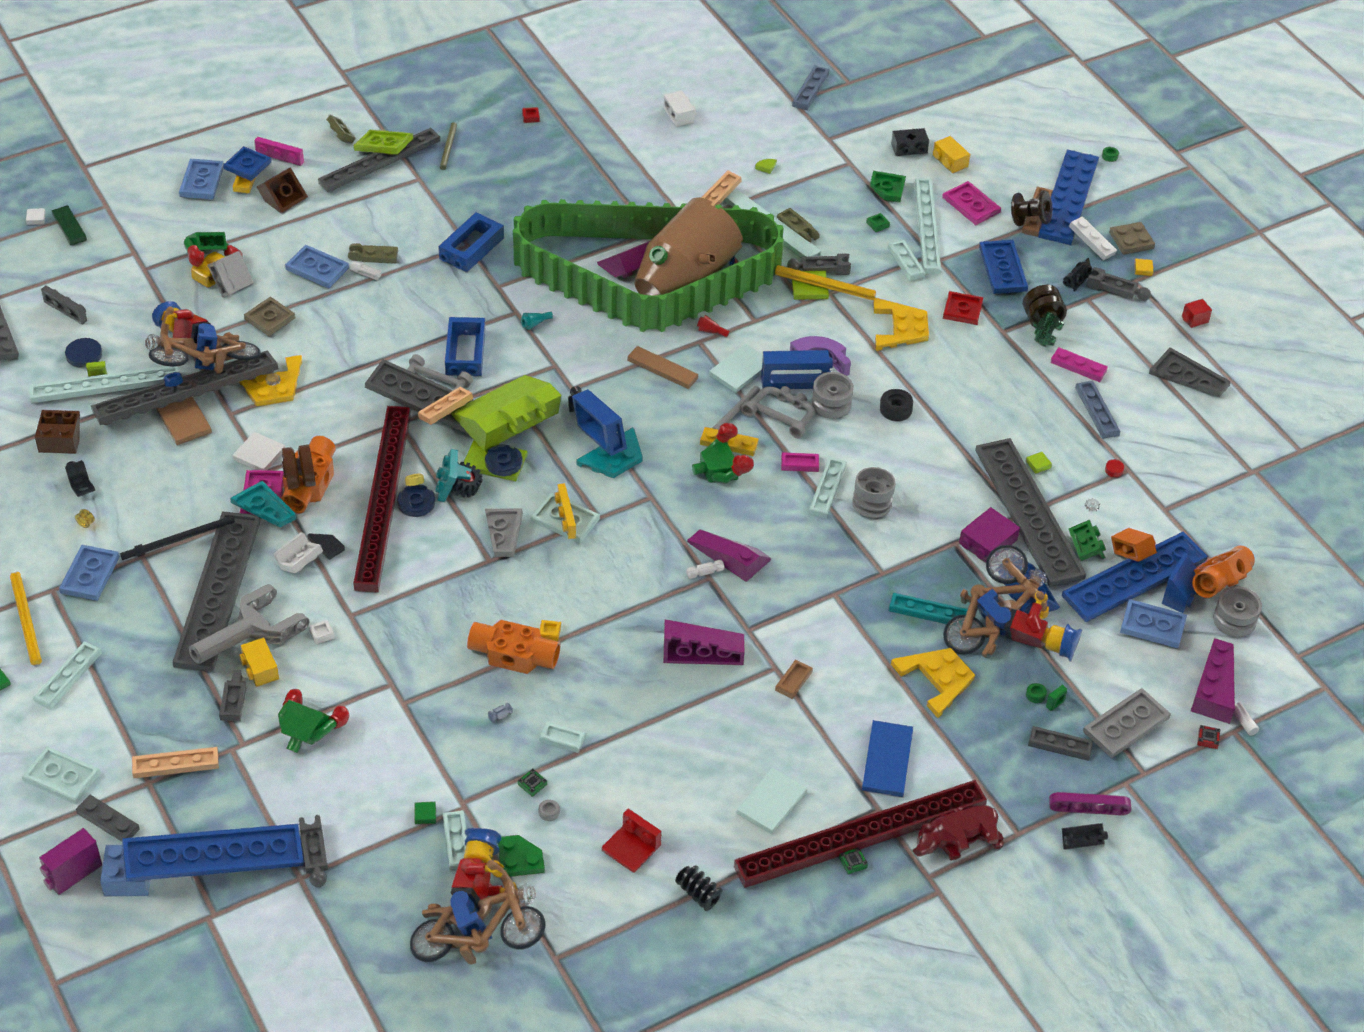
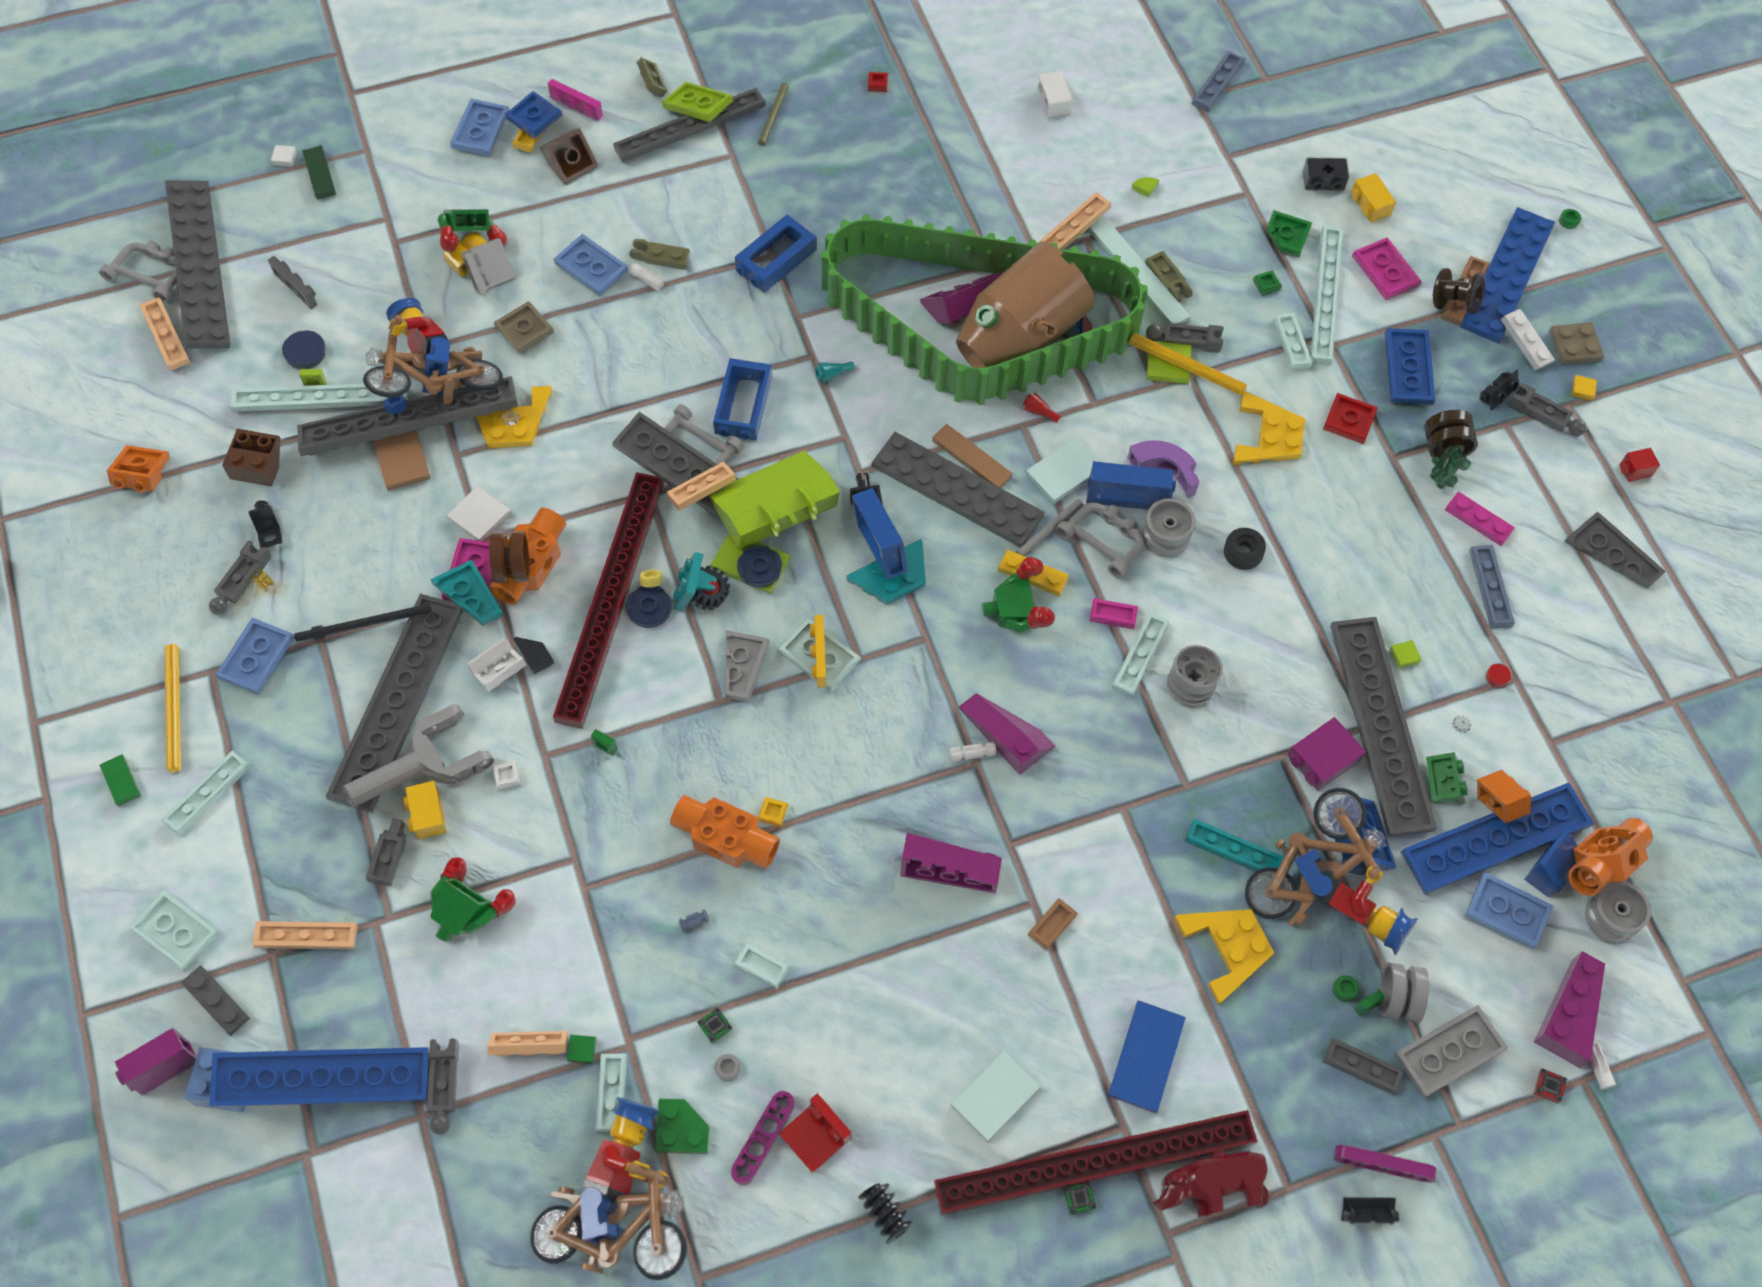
camera: 10 degrees right, 15 degrees up
(63, 518) = (239, 577): none -> dark grey plate
(380, 813) = (528, 1043): none -> light nougat plate
(399, 597) = (604, 742): none -> green tile
(587, 853) = (762, 1137): none -> magenta beam
(655, 391) = (958, 489): none -> dark grey plate
(1082, 683) = (1404, 992): none -> light grey wheel

